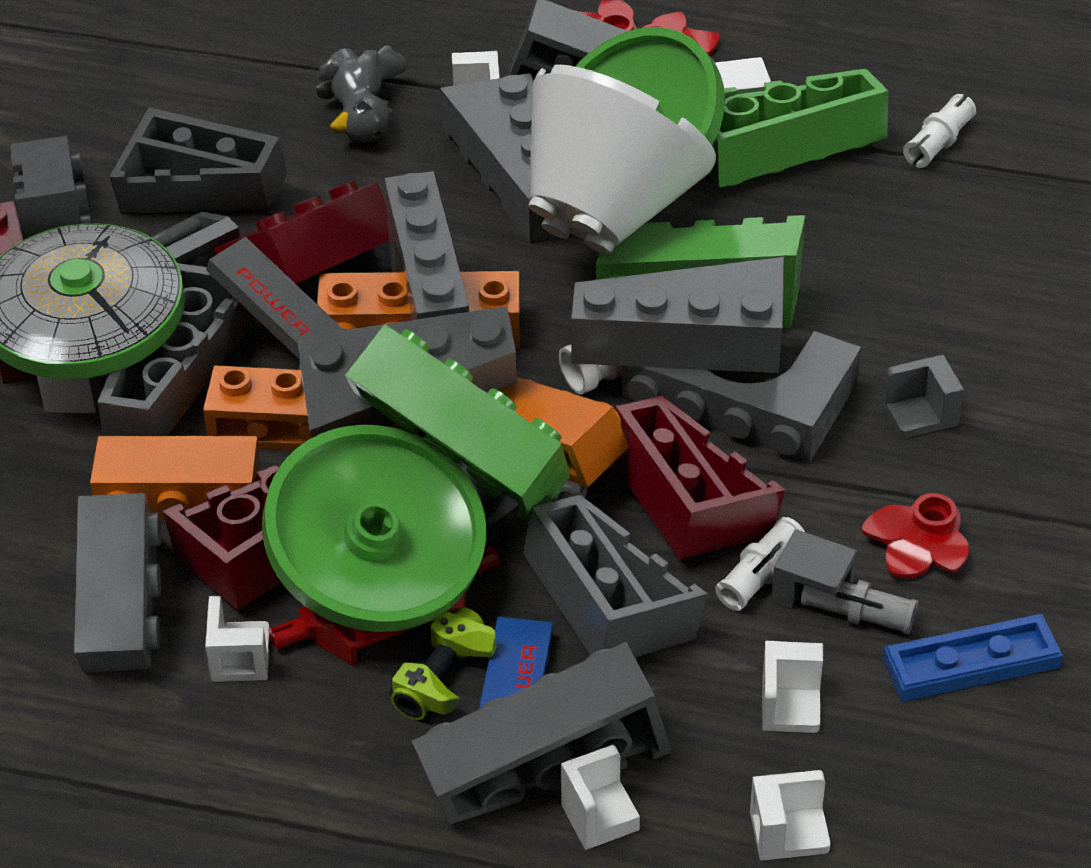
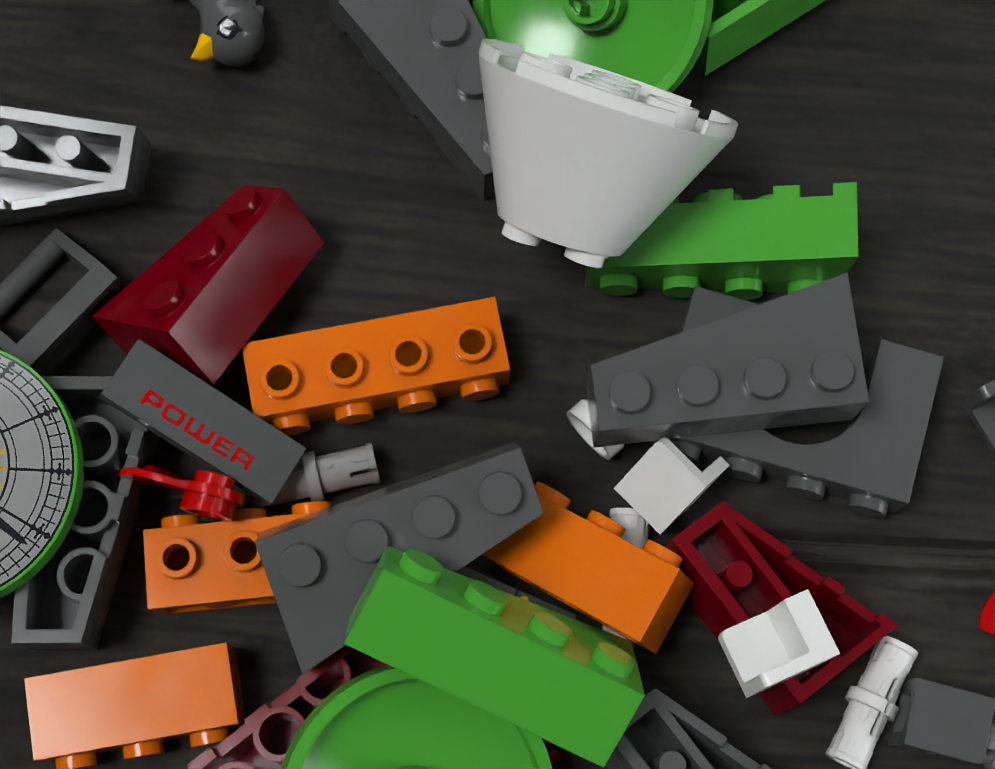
camera: 15 degrees left, 30 degrees up
(253, 340) = (206, 495): none -> red plate
(423, 246) = (386, 340): dark grey arch -> none
(627, 382) = (666, 484): none -> white panel
(682, 472) = (778, 644): none -> white panel

